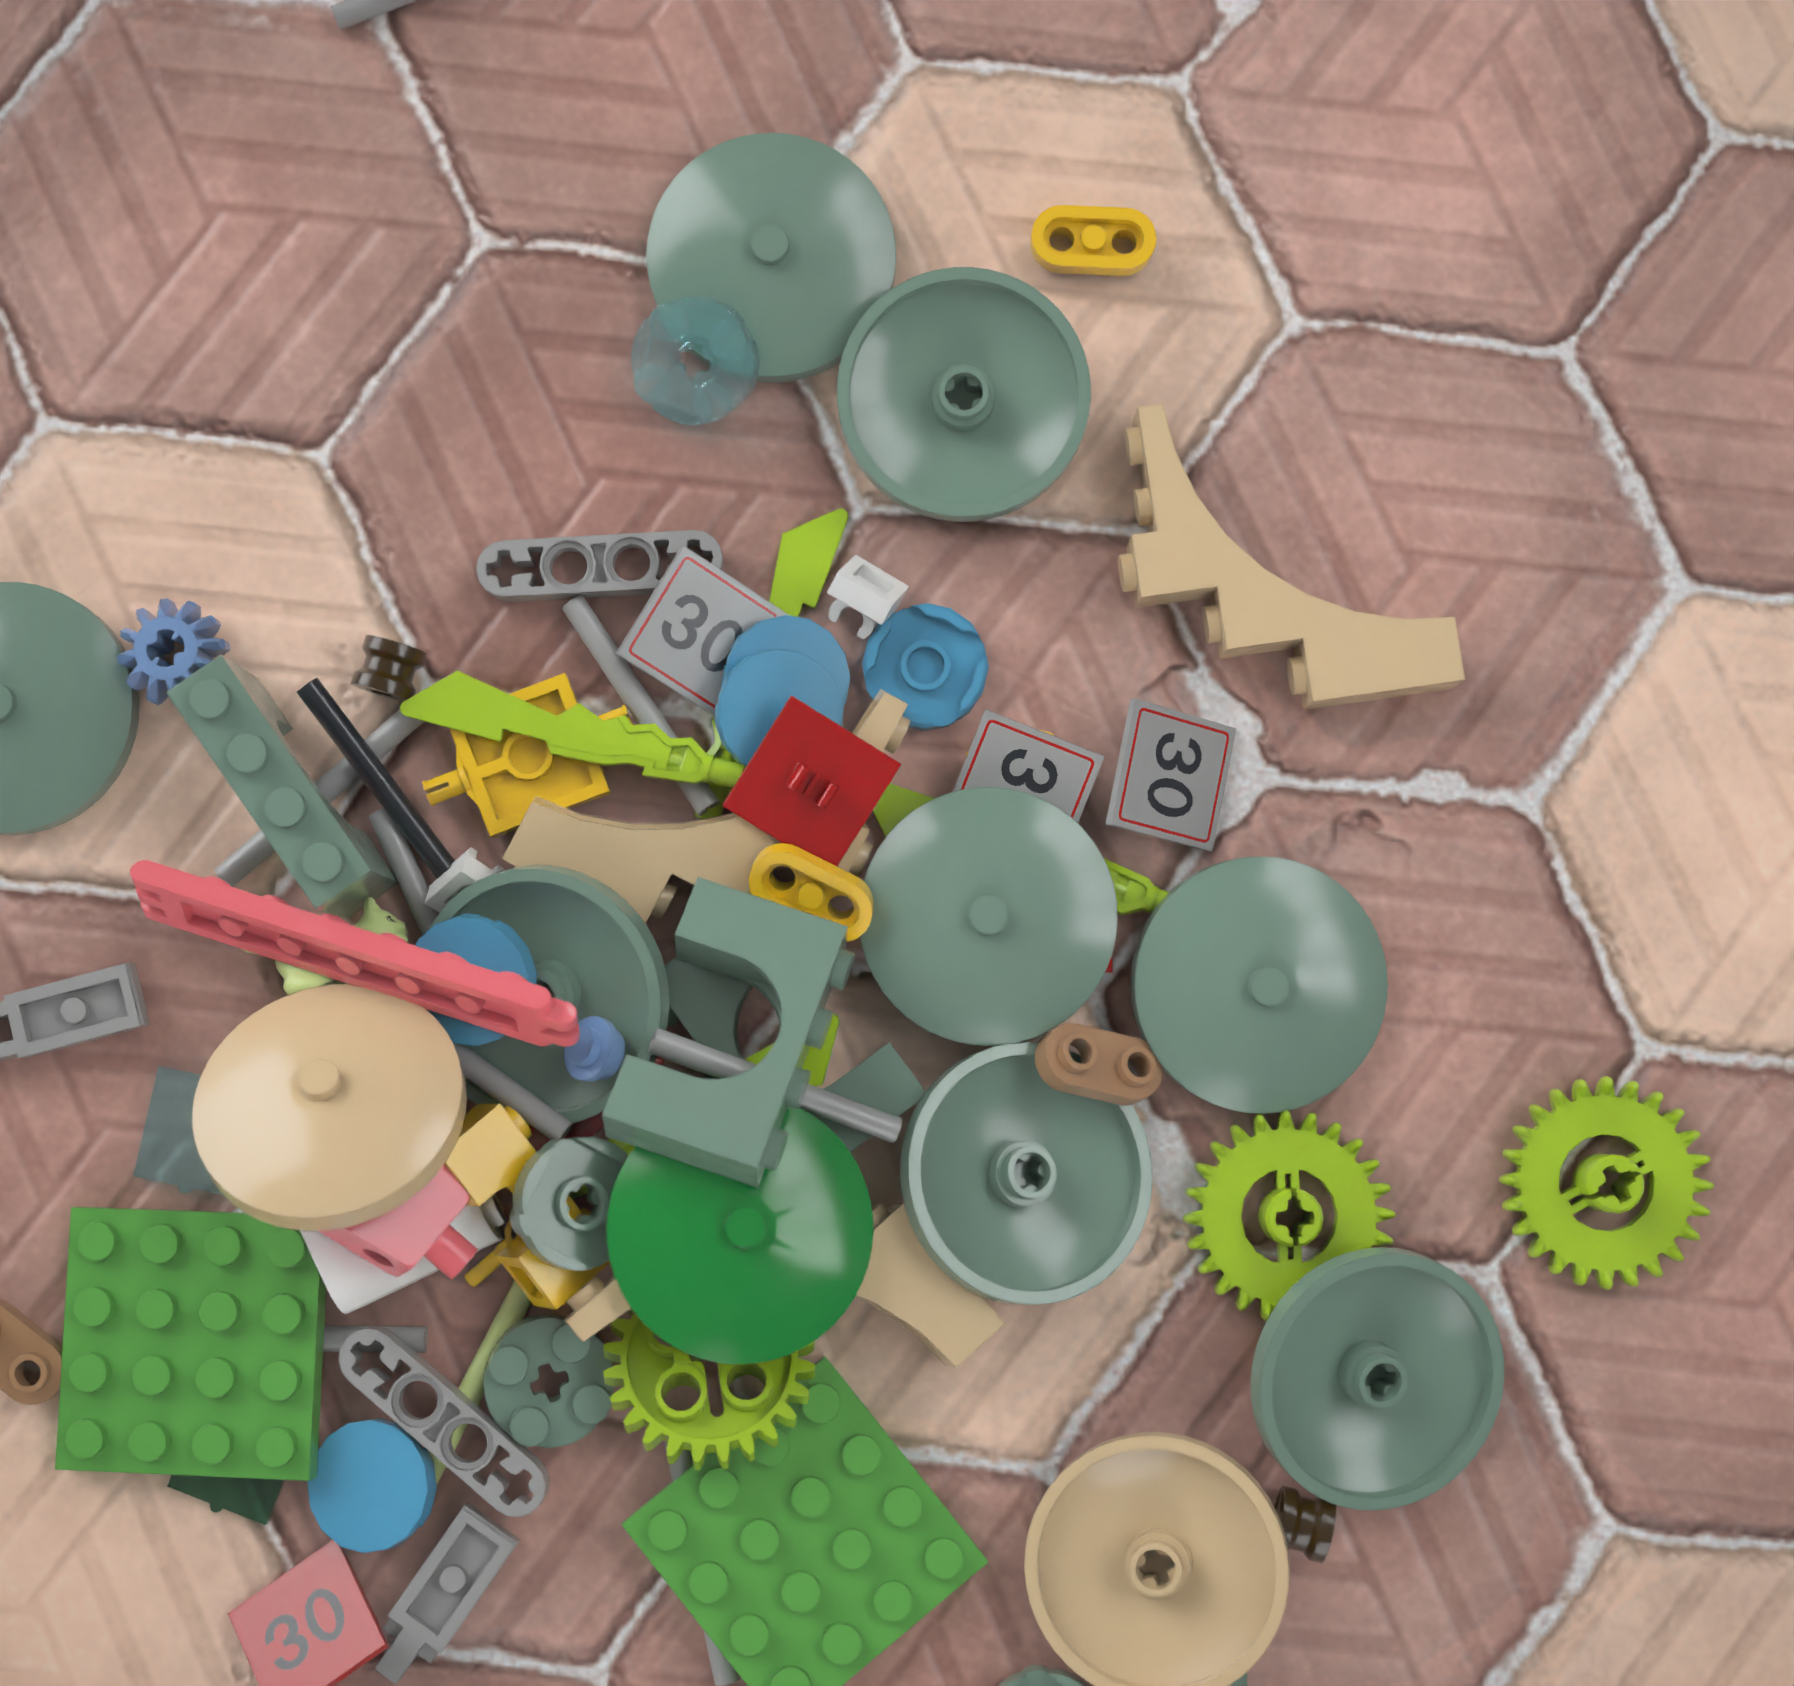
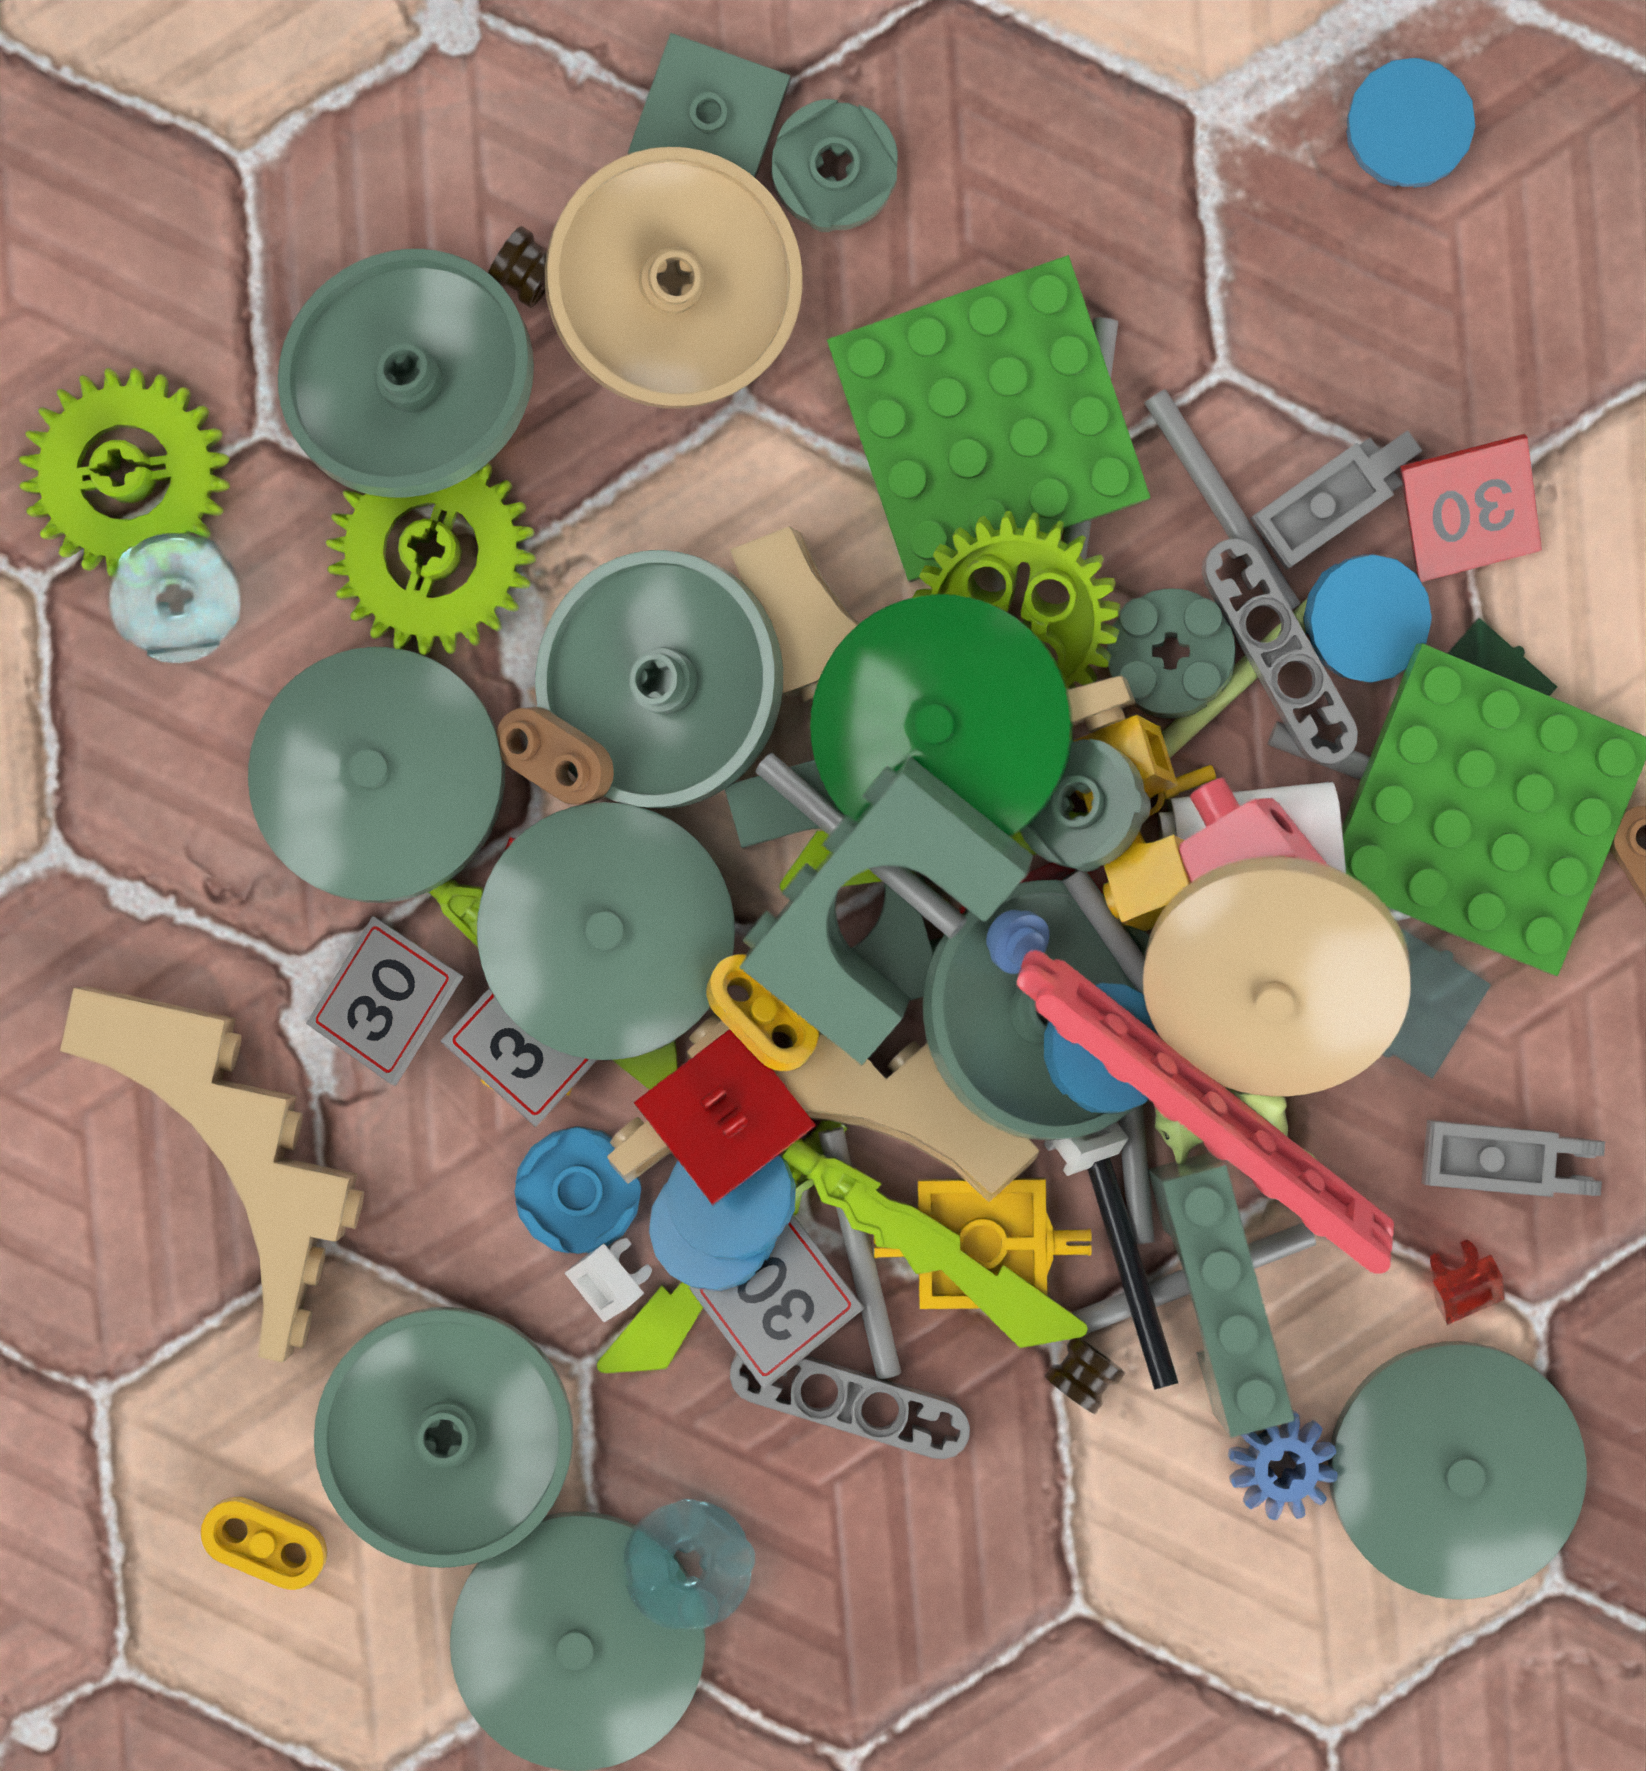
camera: 160 degrees left, 5 degrees up
(55, 880) = (1467, 1288): none -> clear red tile
(570, 1560) = (1211, 484): none -> light grey bar
(1508, 1118) = (151, 624): none -> clear light blue plate

